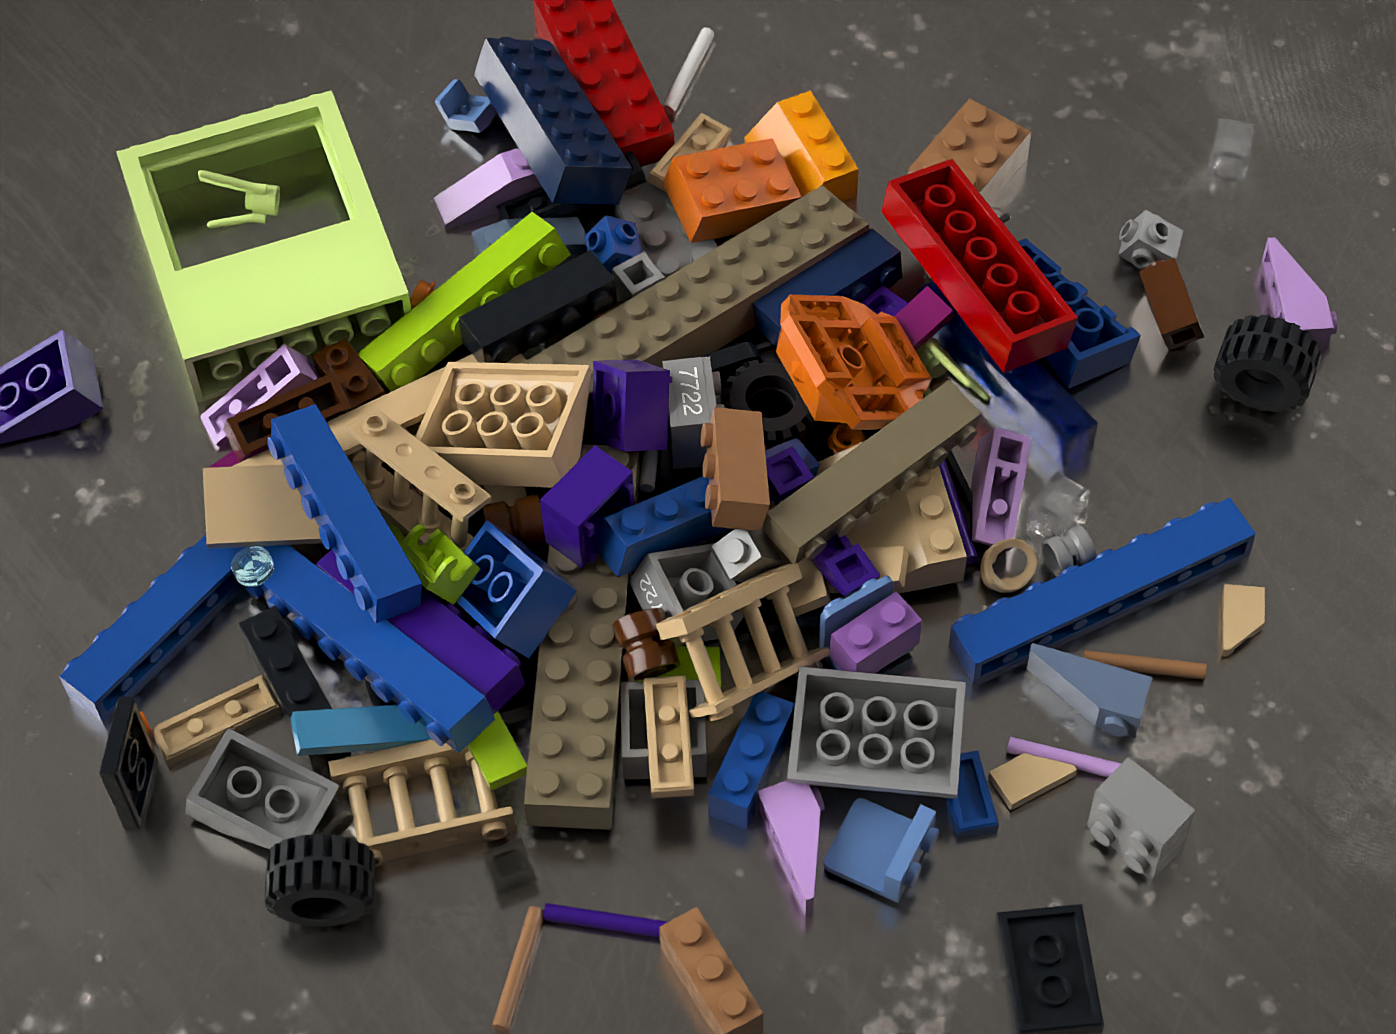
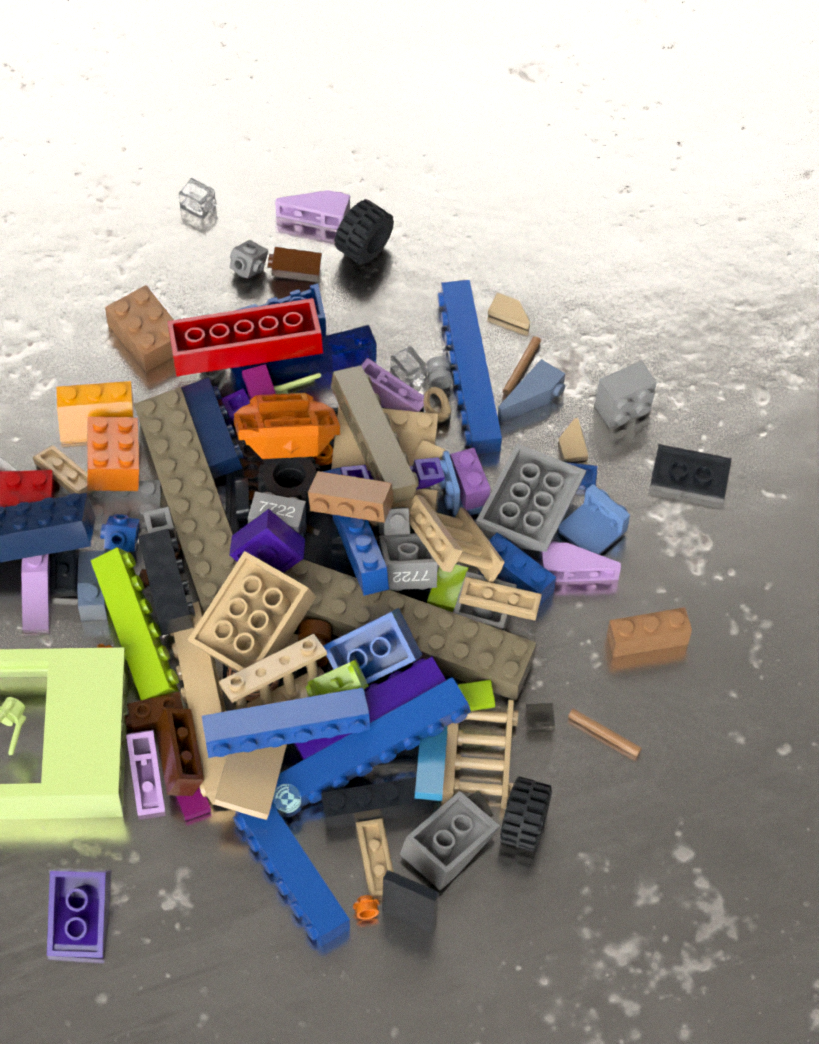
camera: 75 degrees left, 0 degrees up
(581, 500) = (344, 582): dark purple container -> none
(602, 920) = (590, 677): dark purple bar -> none
(646, 652) = (444, 588): reddish brown wheel -> none
(1080, 761) = (573, 413): lavender bar -> none

